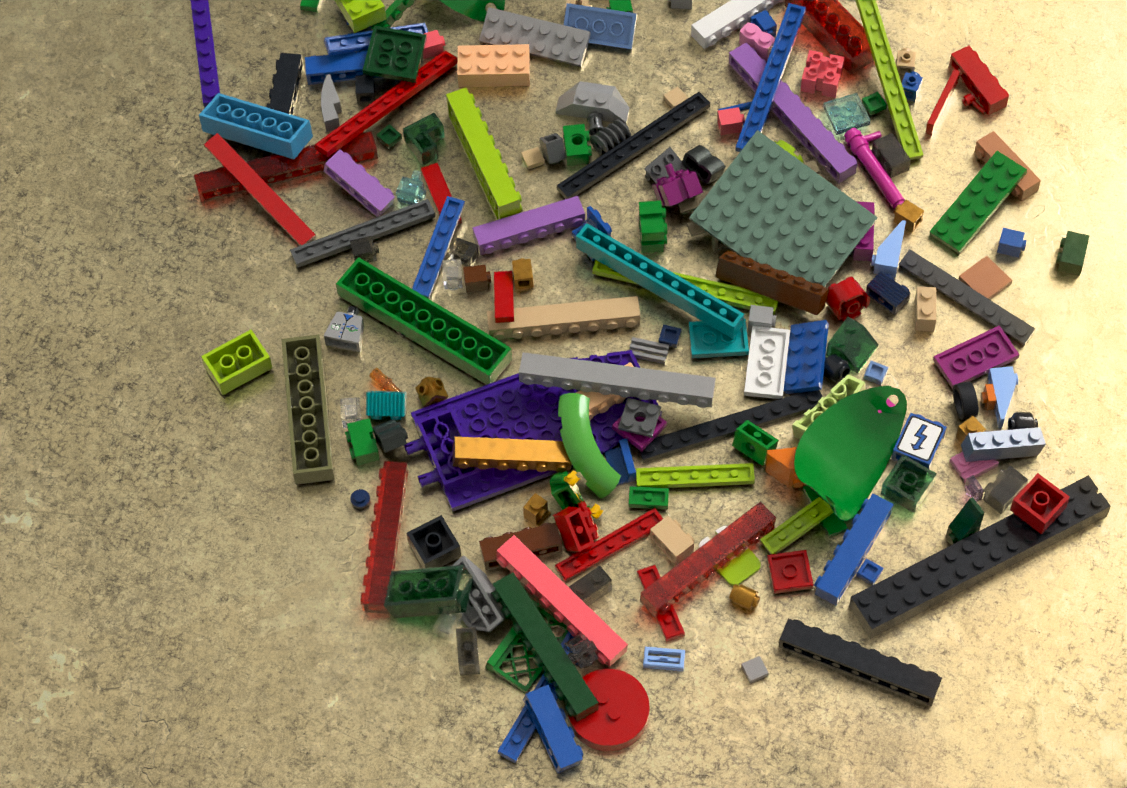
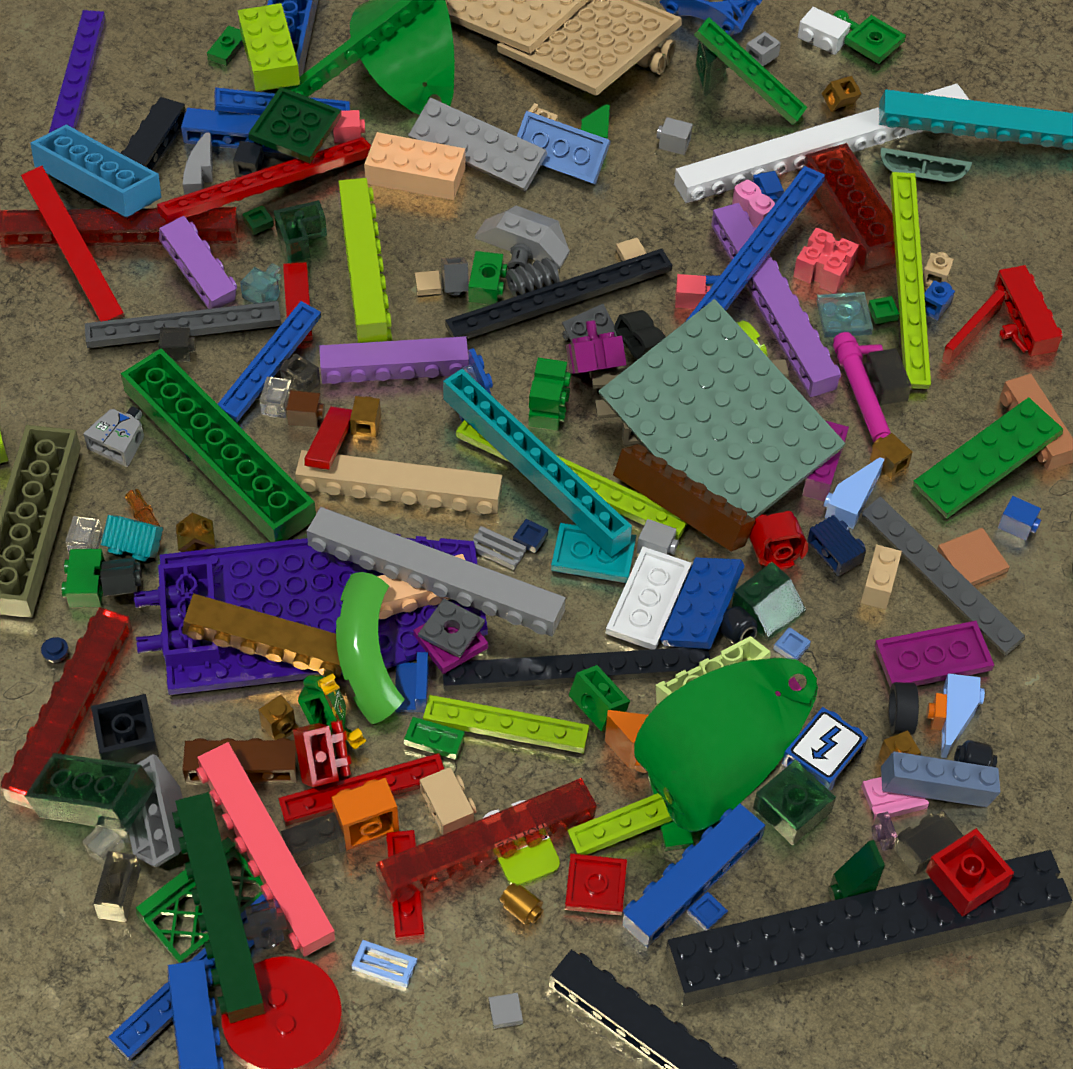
camera: 10 degrees right, 5 degrees down
(622, 560) = (366, 813): none -> orange brick

